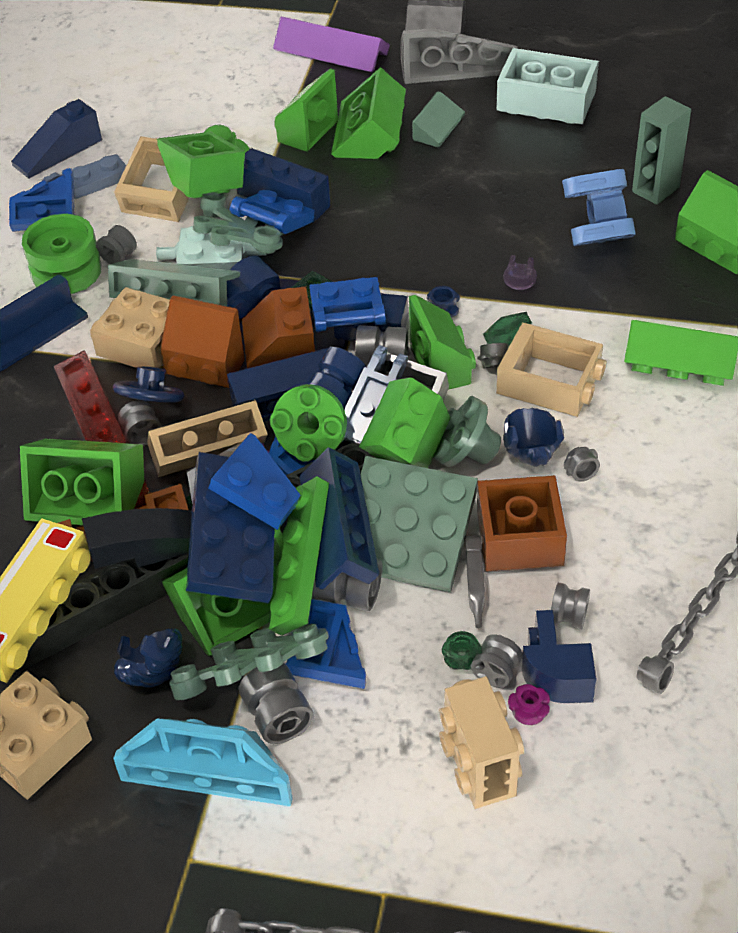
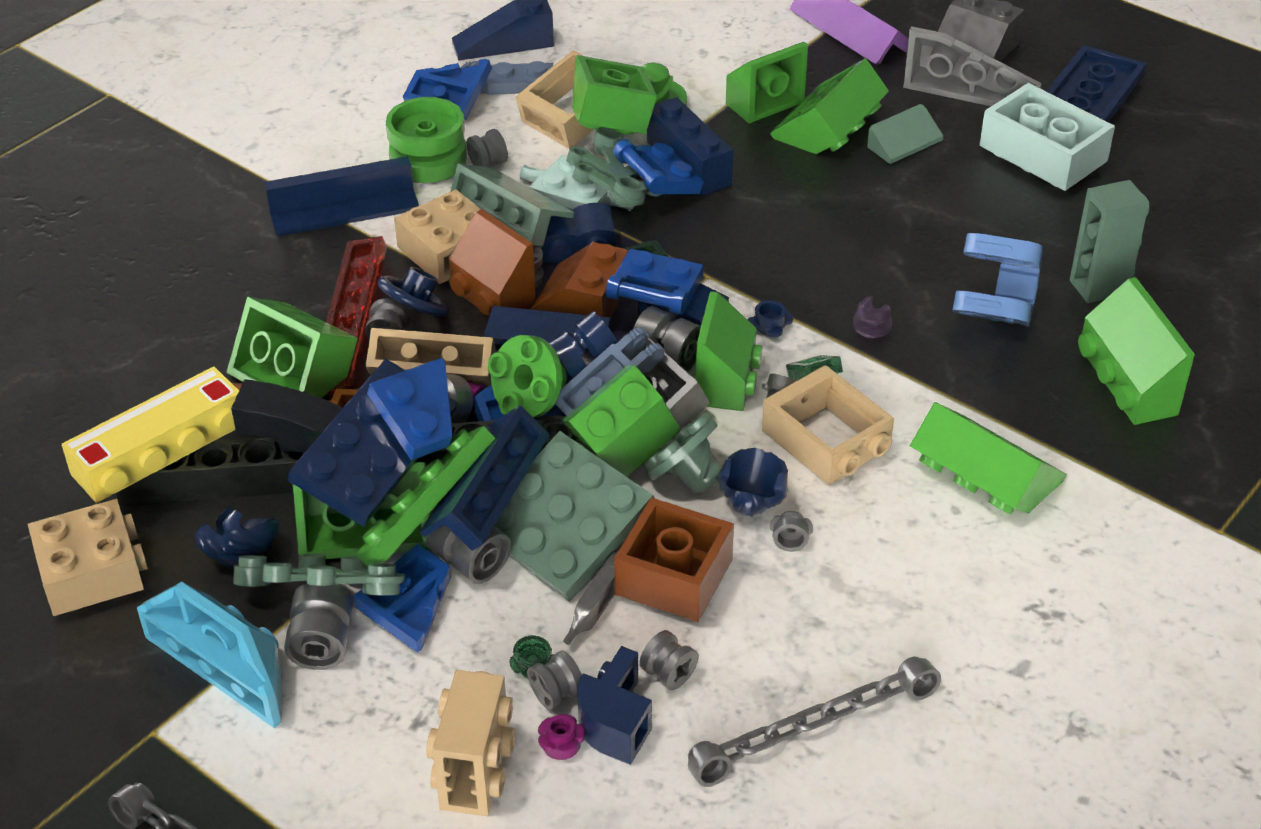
camera: 25 degrees right, 5 degrees down
(548, 30) = (1098, 81): none -> dark blue plate

